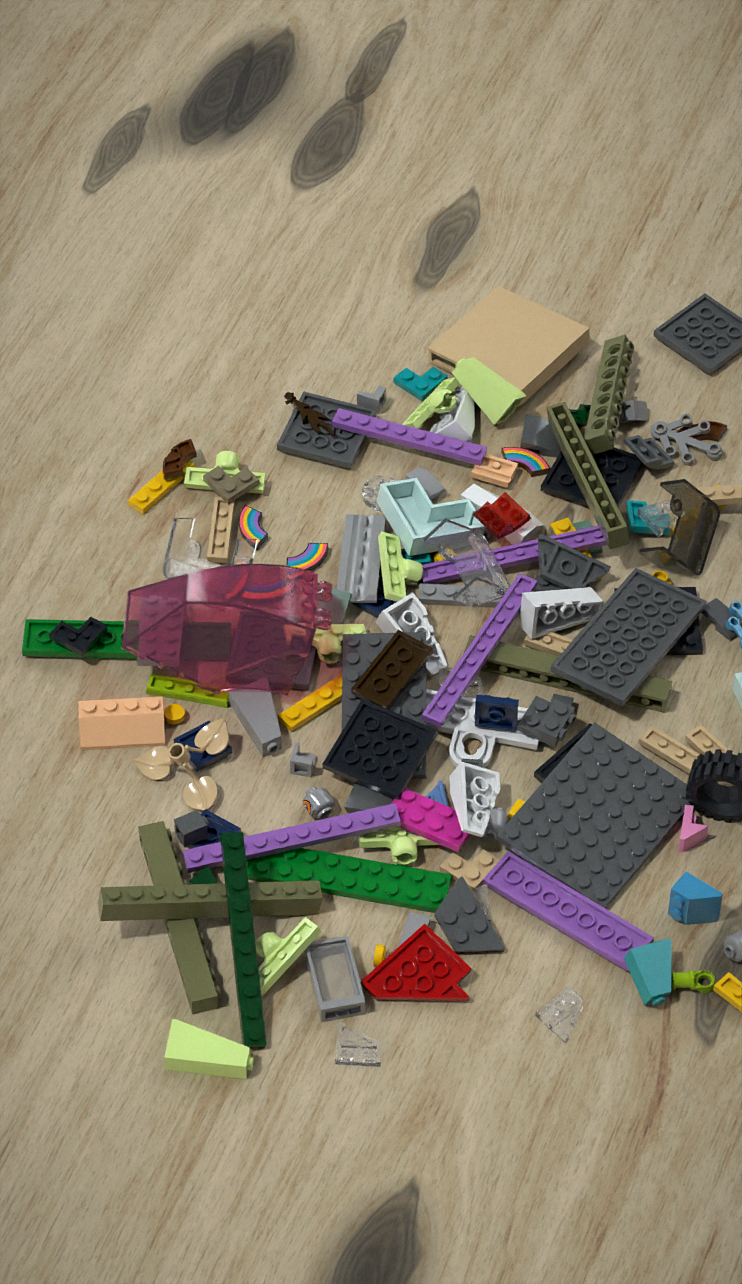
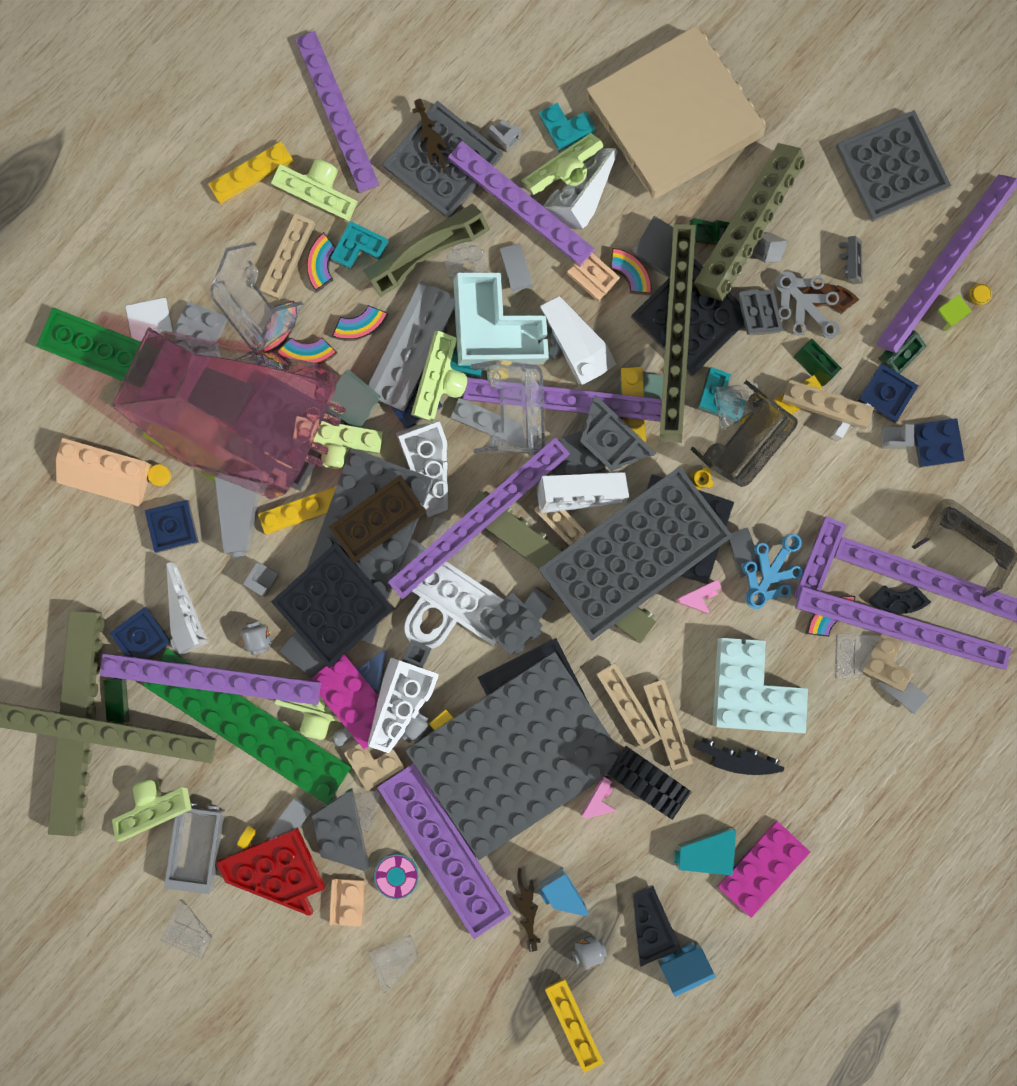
camera: 20 degrees right, 35 degrees up
(80, 639) = (93, 357): black plate -> none
(110, 608) = (148, 314): none -> white sticker
(157, 761) = (121, 528): tan plant -> none
(177, 458) = (273, 149): reddish brown tile -> none
(191, 828) = (117, 633): dark grey brick -> none
(205, 1053) = (45, 887): yellowish green slope -> none
(219, 425) = (337, 112): none -> medium lavender plate
(230, 487) = (313, 208): dark tan plate -> none
(243, 940) = (113, 789): dark green plate -> none
(248, 805) = (184, 622): none -> white wedge
(278, 501) = (355, 240): none -> teal plate
(320, 509) = (457, 229): none -> olive arch
(436, 850) = (341, 736): none -> light grey arm
(488, 389) = (624, 171): yellowish green slope -> none
(496, 712) = (454, 601): dark blue plate -> none
(497, 981) = (347, 902): none -> light nougat plate
(502, 516) = (568, 356): clear red slope -> none
(533, 946) = (396, 876): none -> tile
(651, 970) = (492, 955): teal slope -> none
(663, 933) = (524, 908): none -> dark brown piece
(690, 980) = (526, 972): lime connector -> none
(700, 660) = (694, 599): none -> bright pink slope
(706, 397) = (853, 270): none -> dark grey plate
(712, 475) = (817, 362): none -> dark green slope

